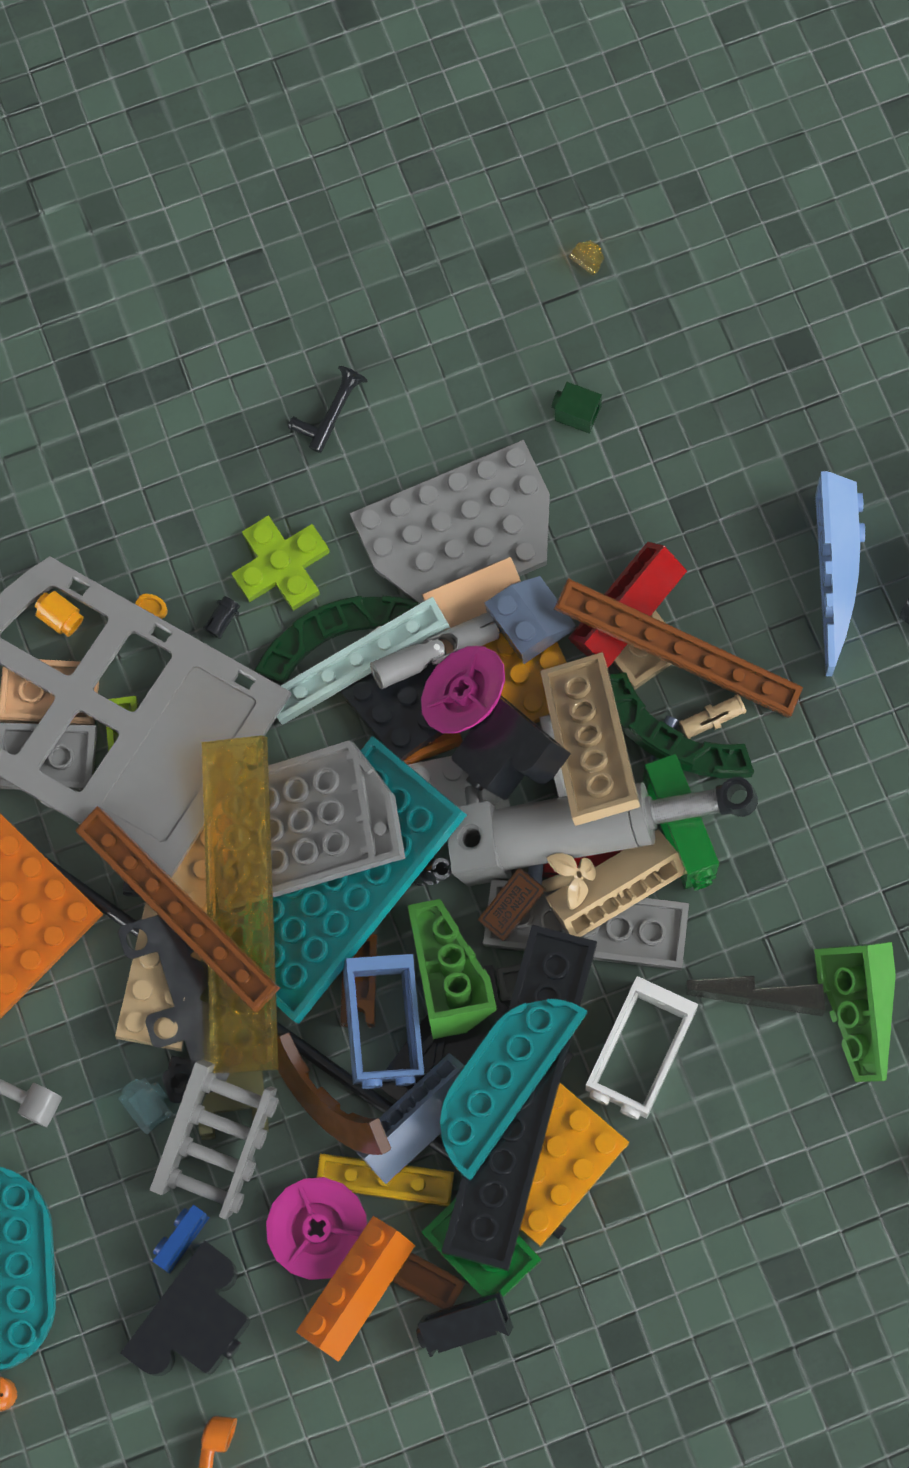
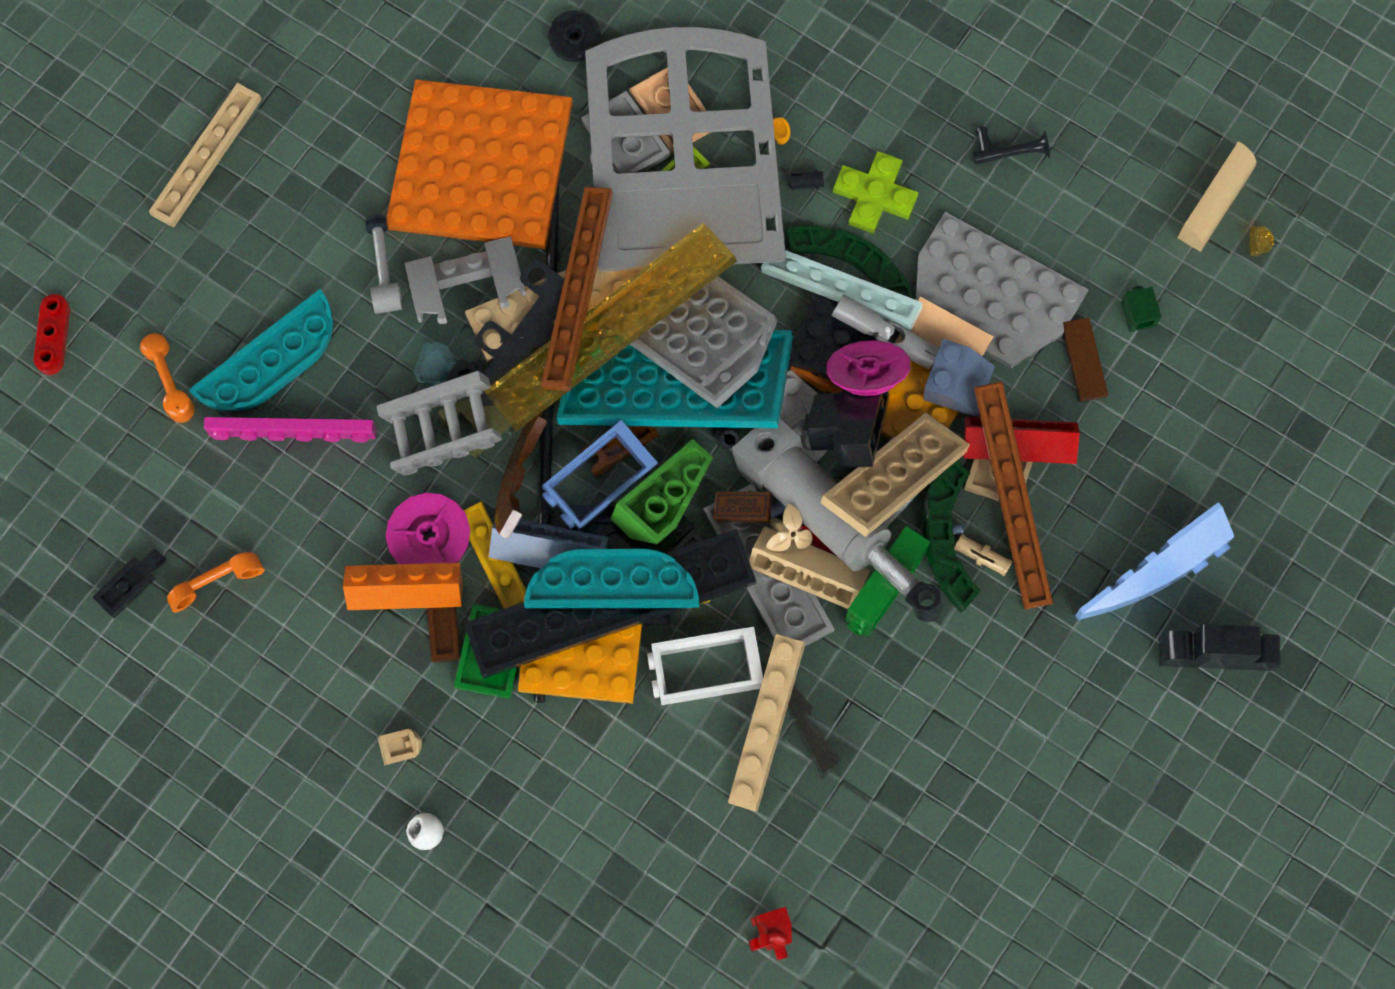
camera: 50 degrees right, 0 degrees up
(58, 613) = (730, 75): light orange brick -> none
(81, 969) = (428, 278): none -> light grey wedge
(98, 1306) = (301, 429): none -> dark pink plate
(171, 1250) = (370, 448): blue plate -> none
(191, 1319) = (311, 494): black brick -> none
(464, 1323) = (428, 675): black window -> none
(514, 1401) = (400, 746): none -> tan plate
(519, 262) = (1218, 197): none -> tan brick
(588, 492) = (1084, 360): none -> reddish brown tile
(618, 1433) = (425, 831): none -> white piece
(738, 1028) = (766, 722): none -> tan plate
(861, 995) = (857, 793): bright green wedge -> none

